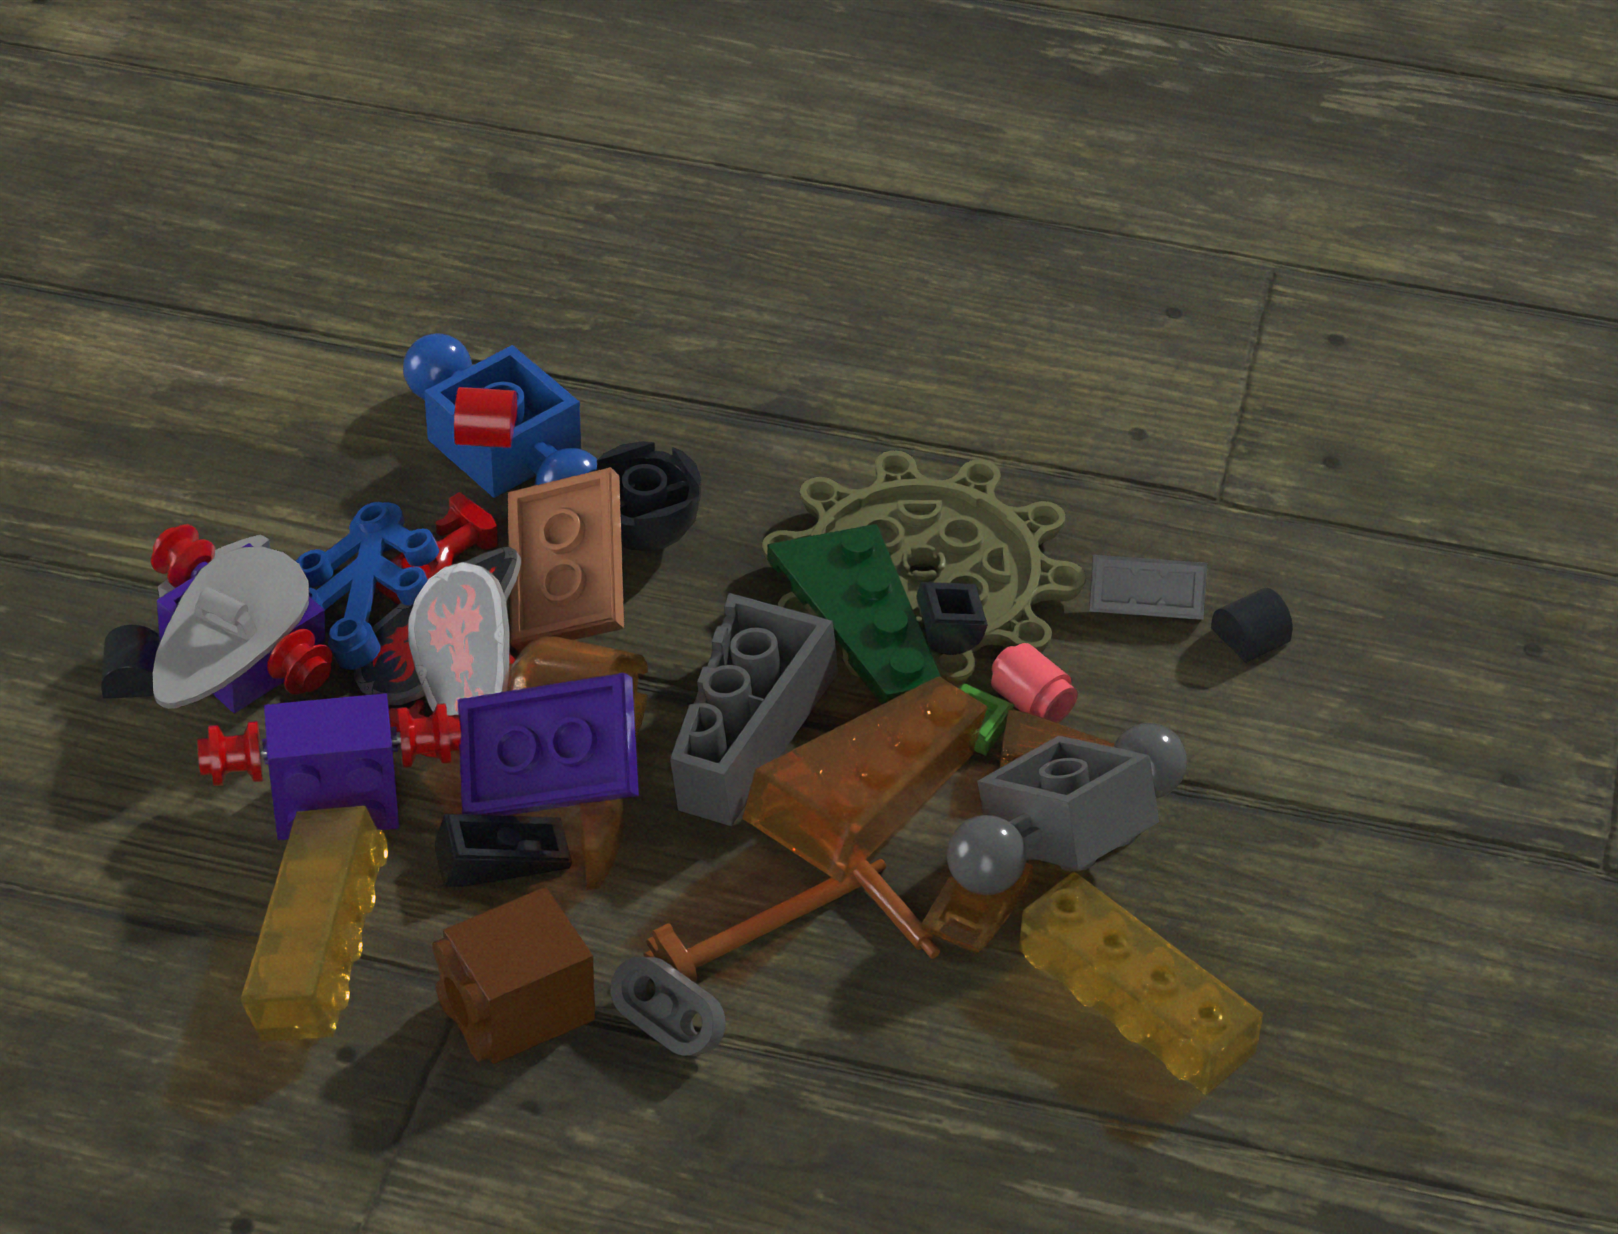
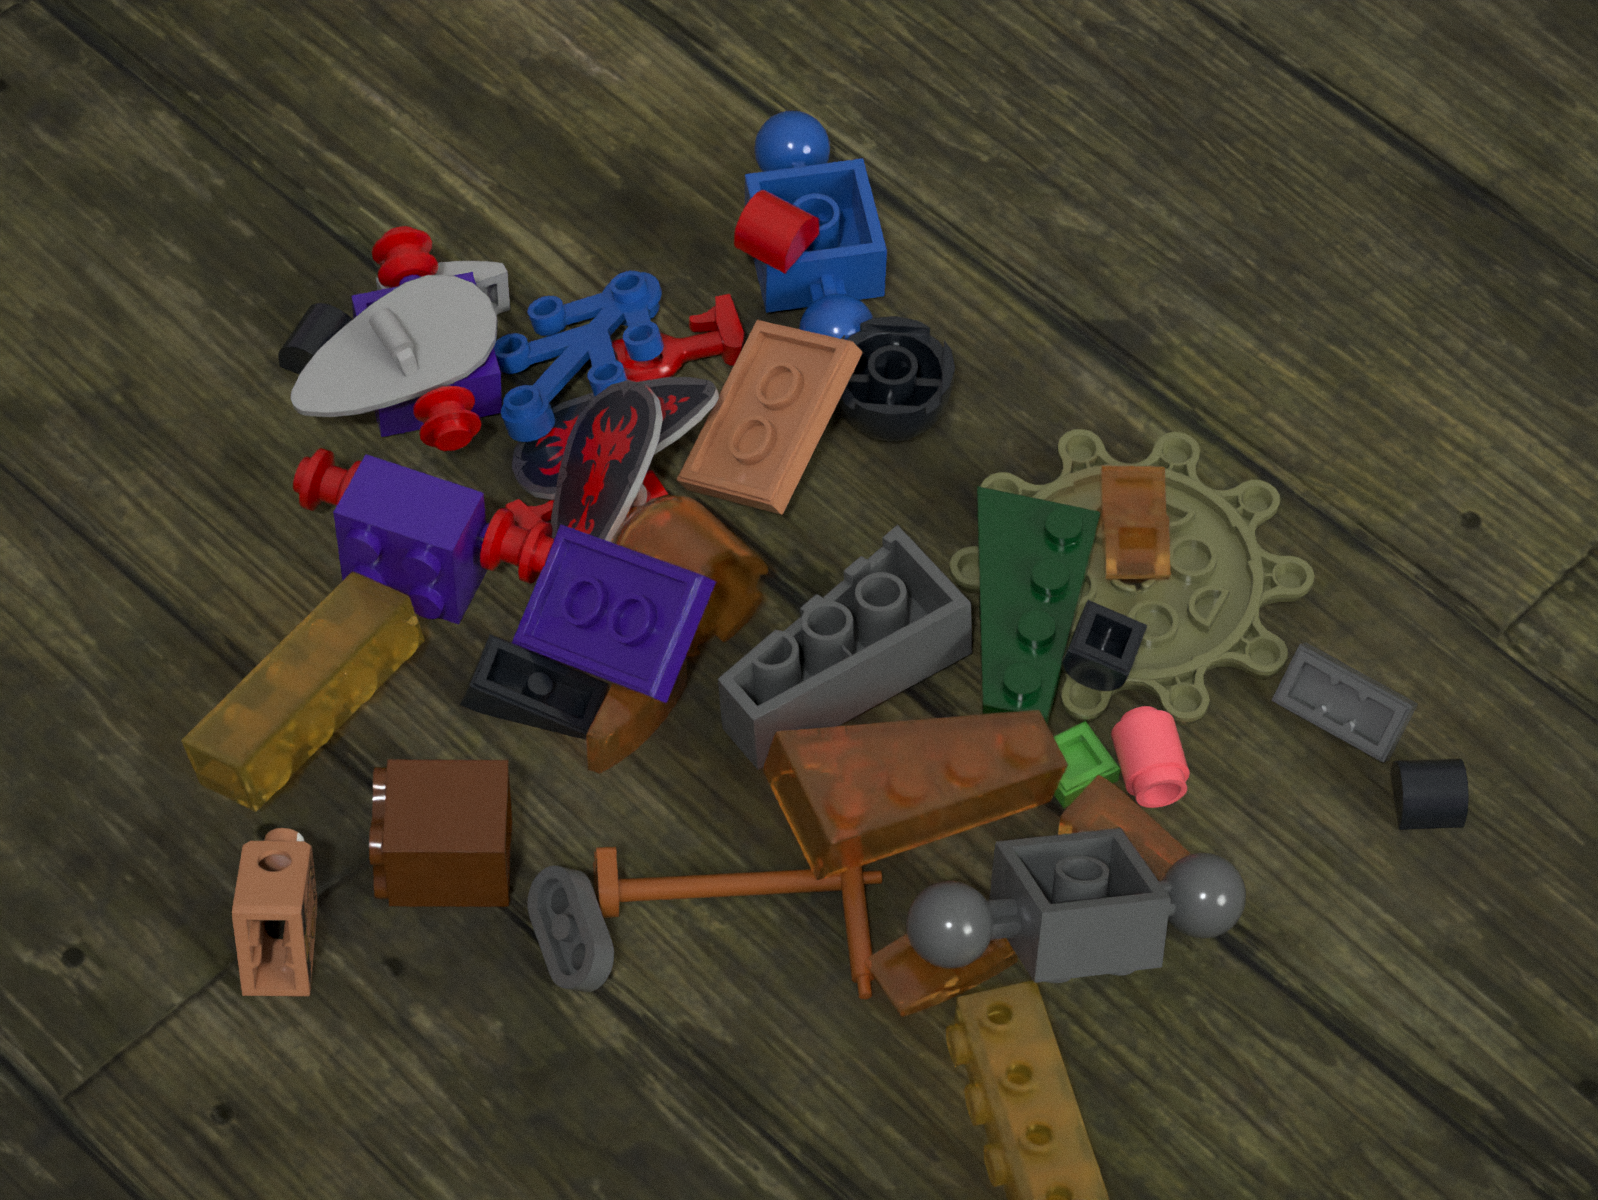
camera: 30 degrees right, 10 degrees up
(413, 1073) = (275, 884): none -> nougat torso
(910, 530) = (1134, 522): none -> clear orange slope

